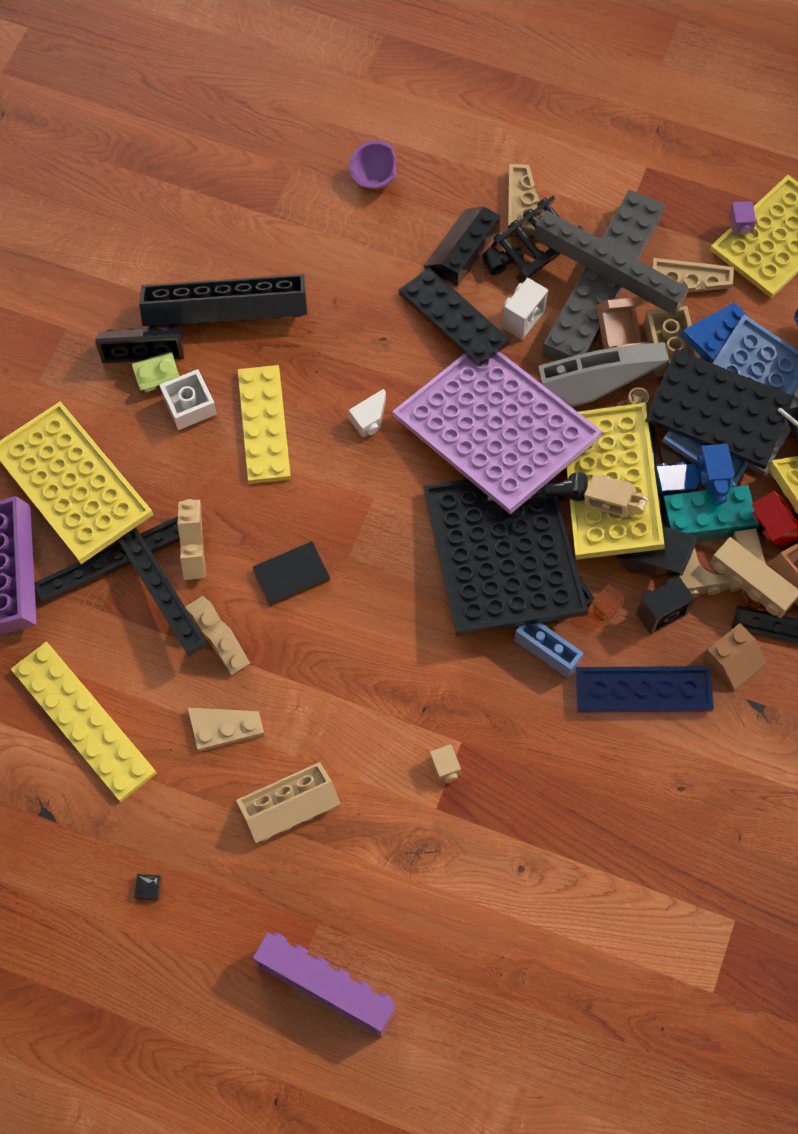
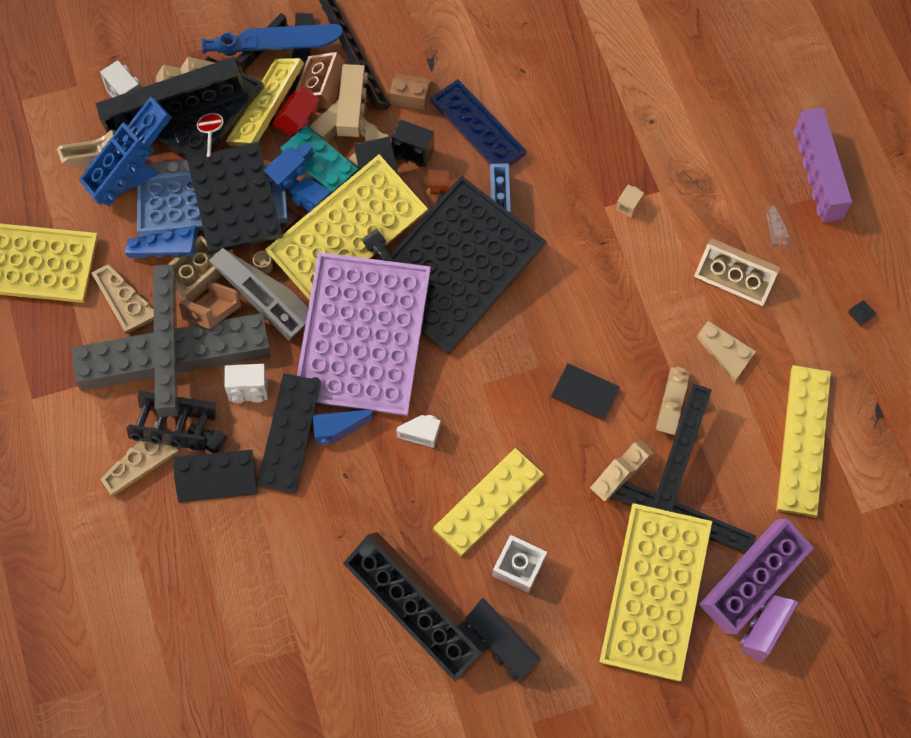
camera: 130 degrees left, 0 degrees up
(155, 371) = (516, 609): yellowish green bracket -> none
(295, 878) = (777, 229): none -> clear slope
(373, 165) = (196, 591): medium lavender cylinder -> none
(432, 351) = (335, 426): none -> blue slope
(614, 496) = (366, 208): tan brick -> none
(742, 217) = (43, 287): medium lavender brick -> none

